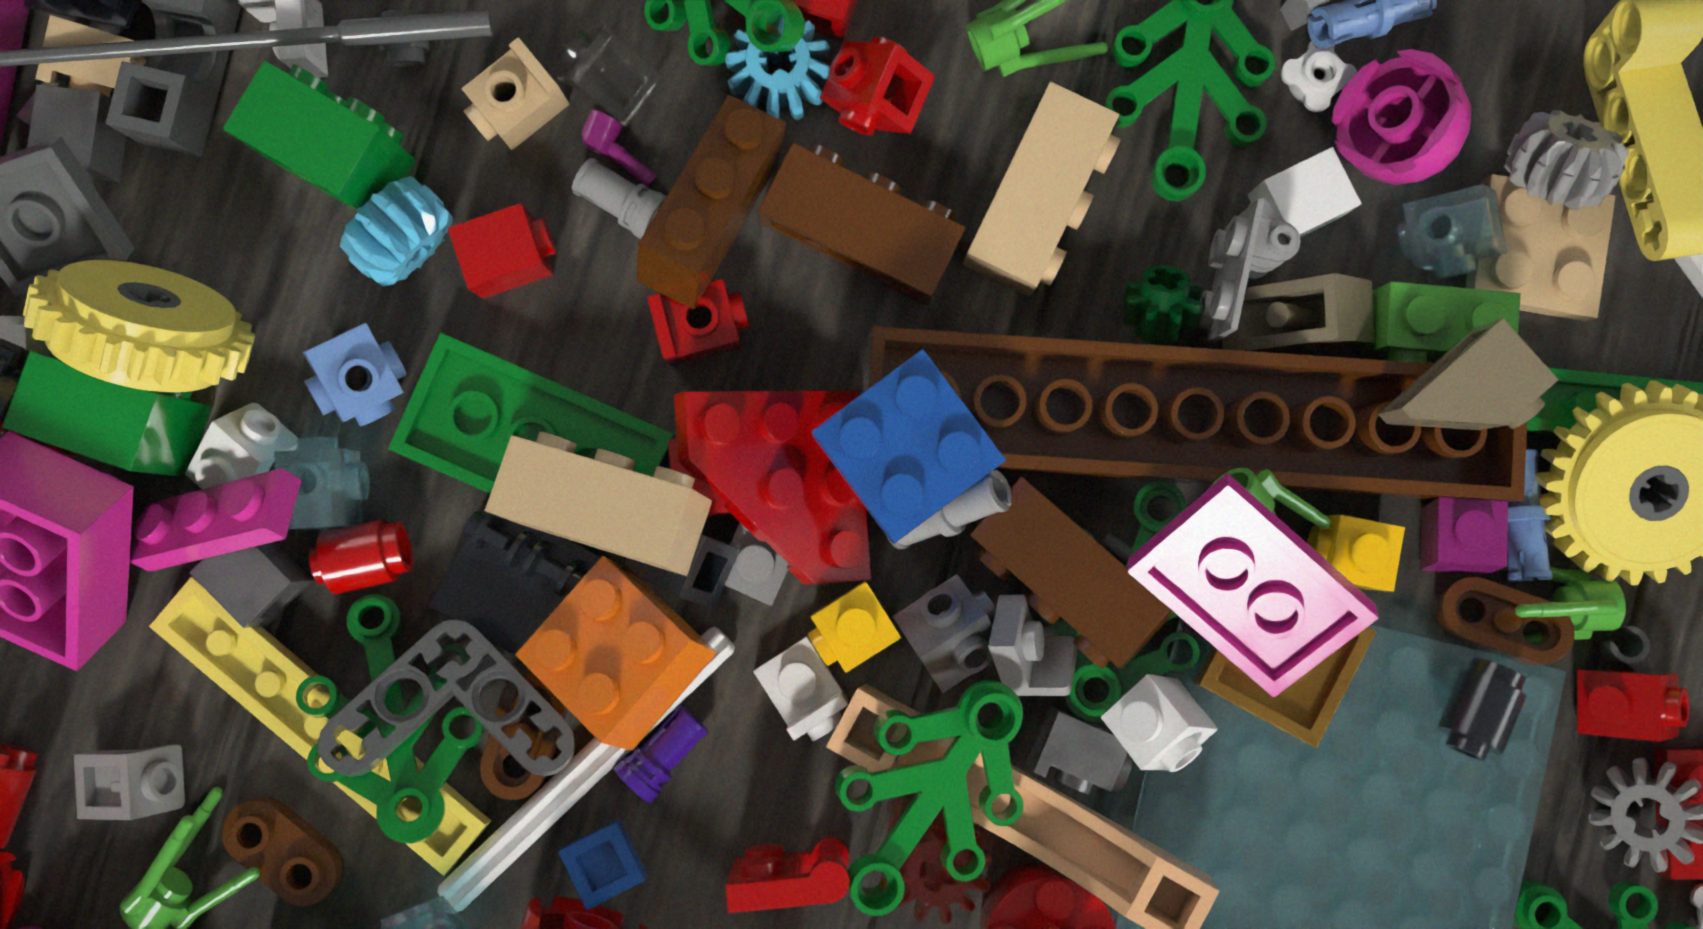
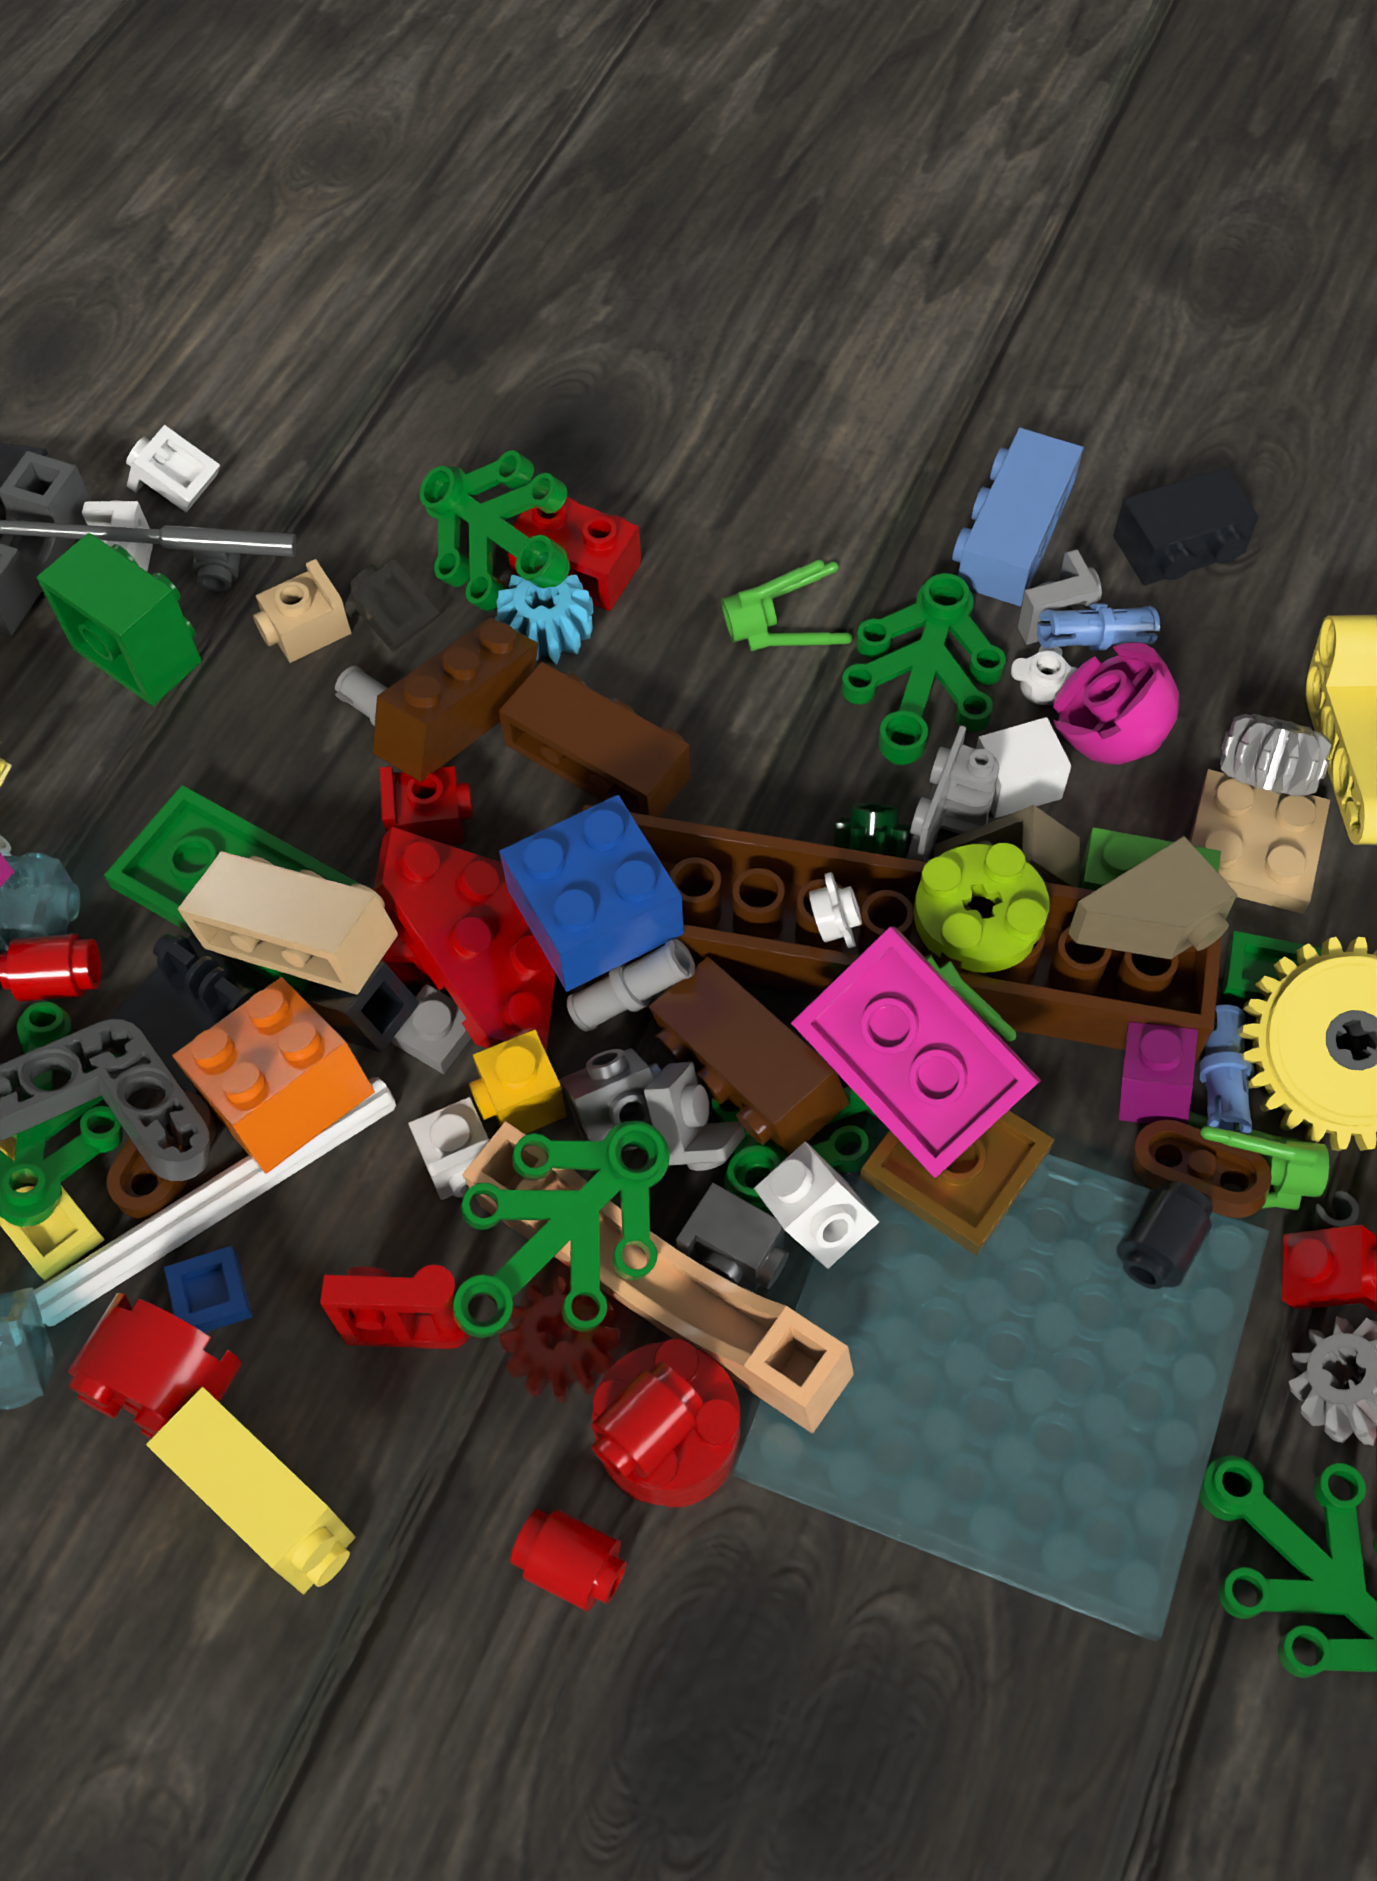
camera: 15 degrees right, 25 degrees down
(334, 358) = (91, 806): medium blue brick -> none
(396, 231) = (165, 696): medium azure gear -> none
(503, 250) = (258, 728): red brick -> none
(600, 137) = (372, 656): magenta hand -> none
(653, 762) = (281, 1201): dark purple pin -> none
(876, 87) = (628, 632): red brick -> none
(1044, 191) = (769, 736): tan brick -> none
(1152, 433) = (835, 911): none -> white plate
(1330, 416) = (986, 872): none -> lime plate
(1361, 550) = (1060, 1067): yellow brick -> none
(1452, 230) = (1164, 799): clear light blue brick -> none

